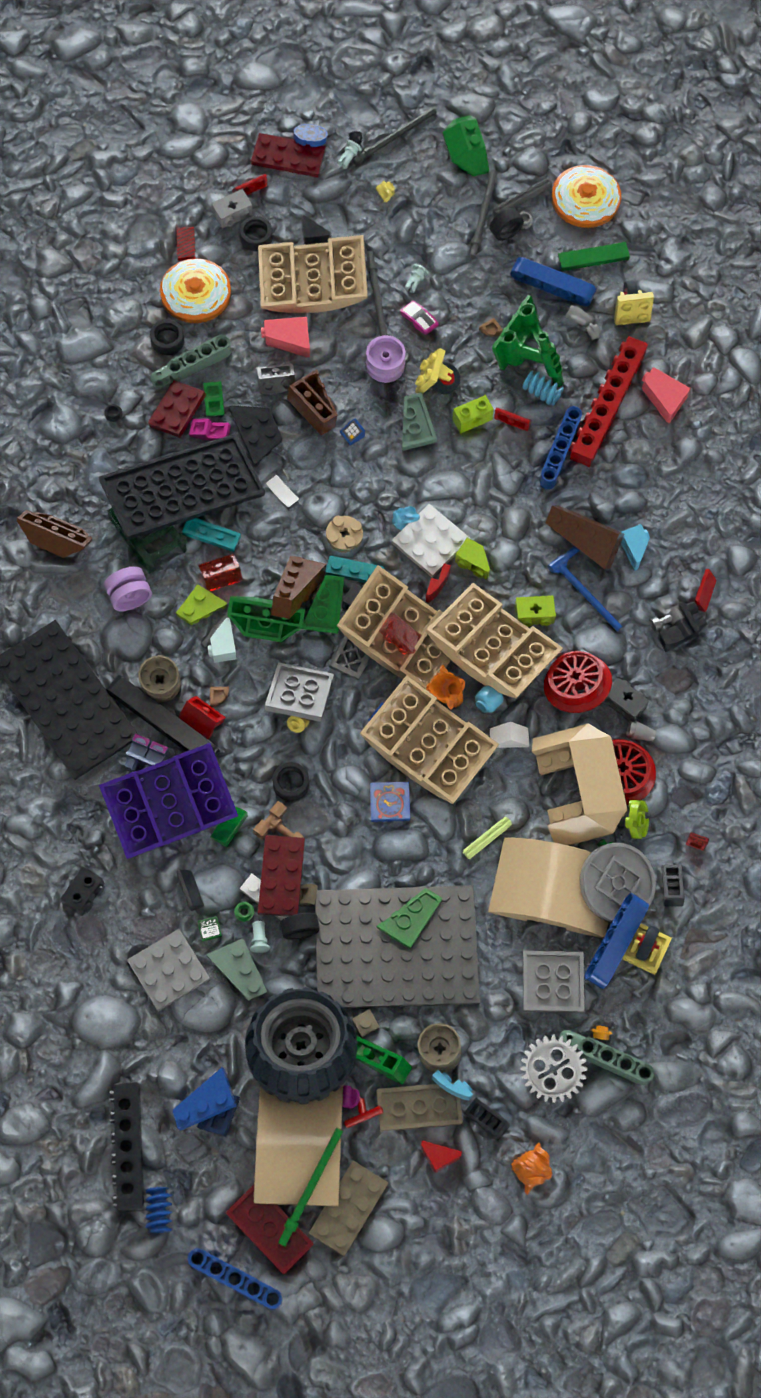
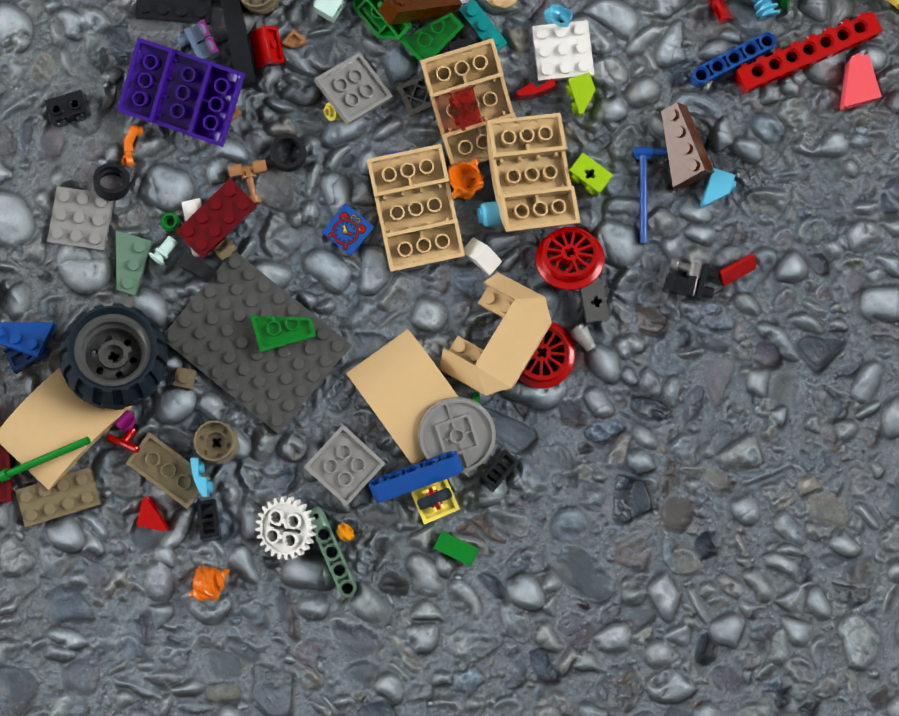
camera: 40 degrees right, 15 degrees up
(154, 877) = (133, 131): none -> orange arm
(164, 907) = (111, 169): none -> black tyre
(190, 889) = (145, 171): black slope -> none
(209, 929) = (135, 213): tile -> none
(226, 831) = (209, 151): green slope -> none
(382, 1061) = (170, 414): green slope -> none
(487, 837) = (395, 318): yellowish green axle -> none
(636, 821) = (514, 402): lime plate -> none
(696, 971) = (456, 548): none -> green slope
(697, 841) = (546, 455): clear red tile -> none

